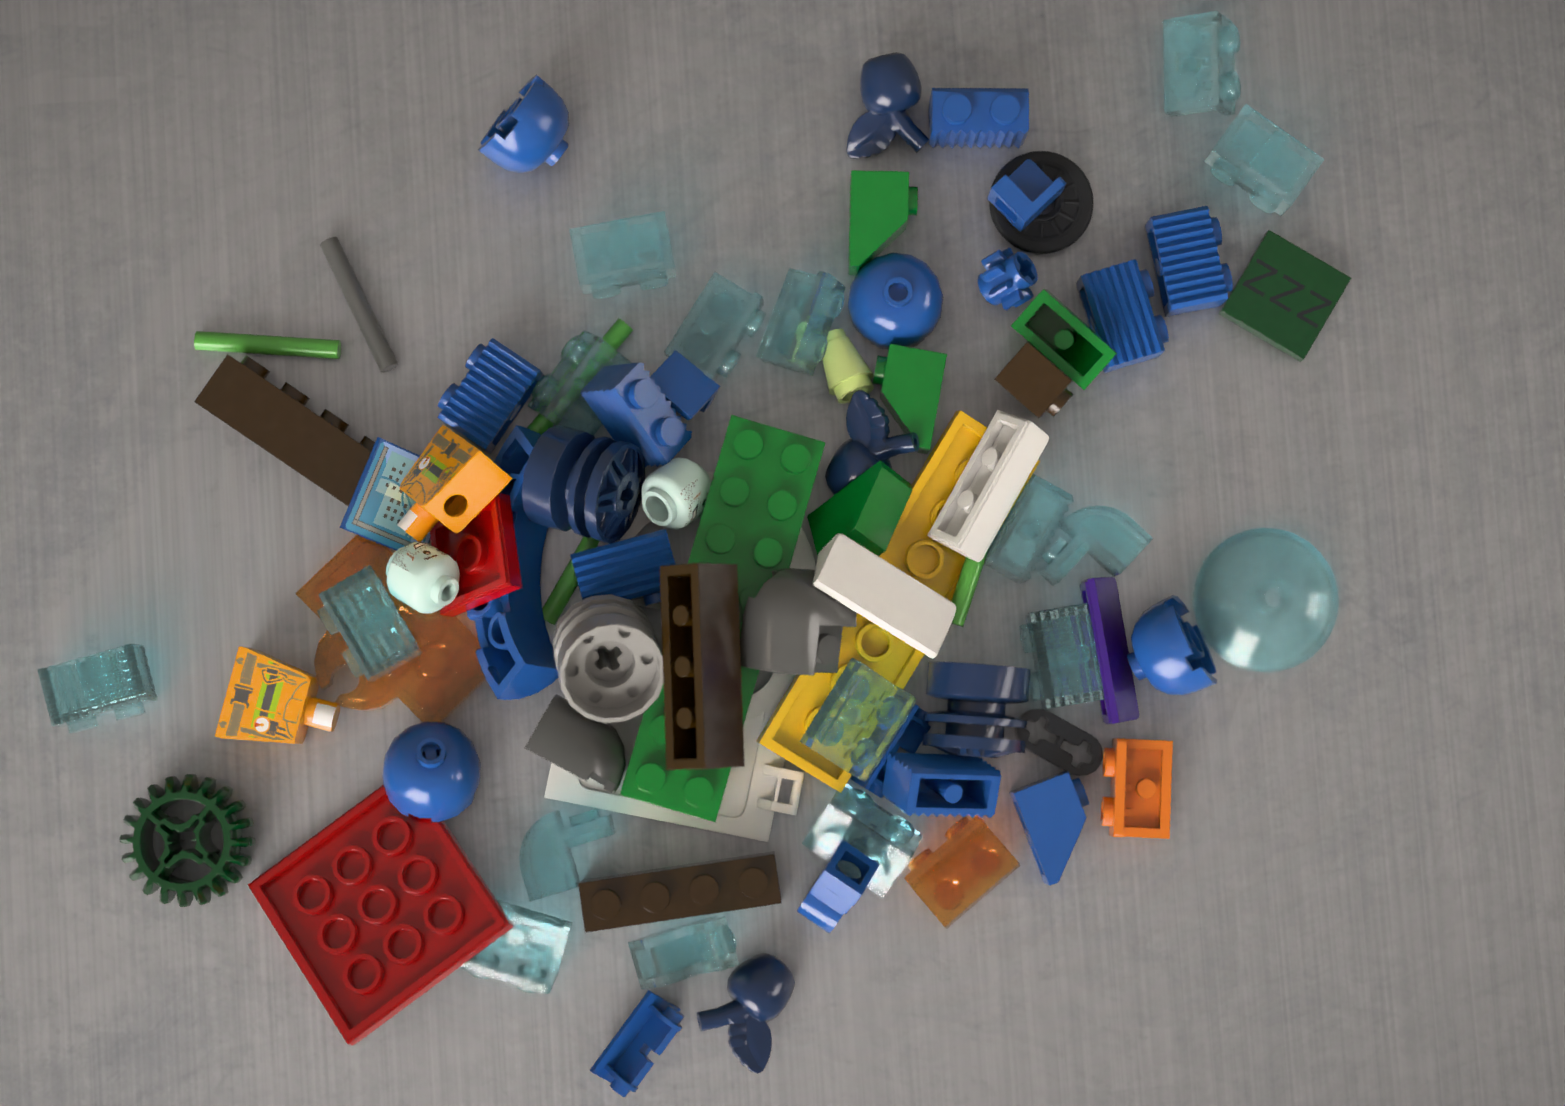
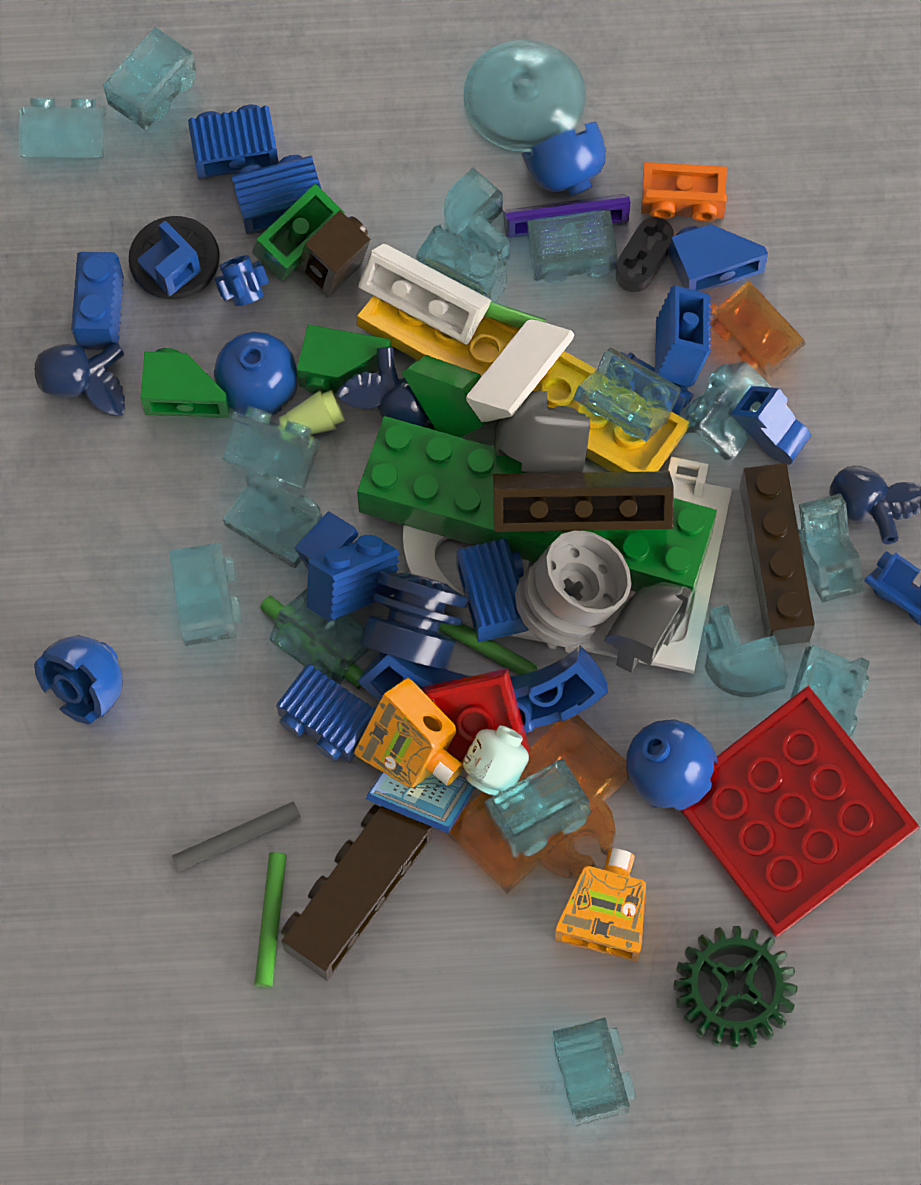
camera: 85 degrees left, 15 degrees down
(675, 493) = (424, 544): light aqua head -> none
(976, 707) = (617, 306): dark blue wheel -> none
(1284, 295) = (265, 70): dark green tile -> none

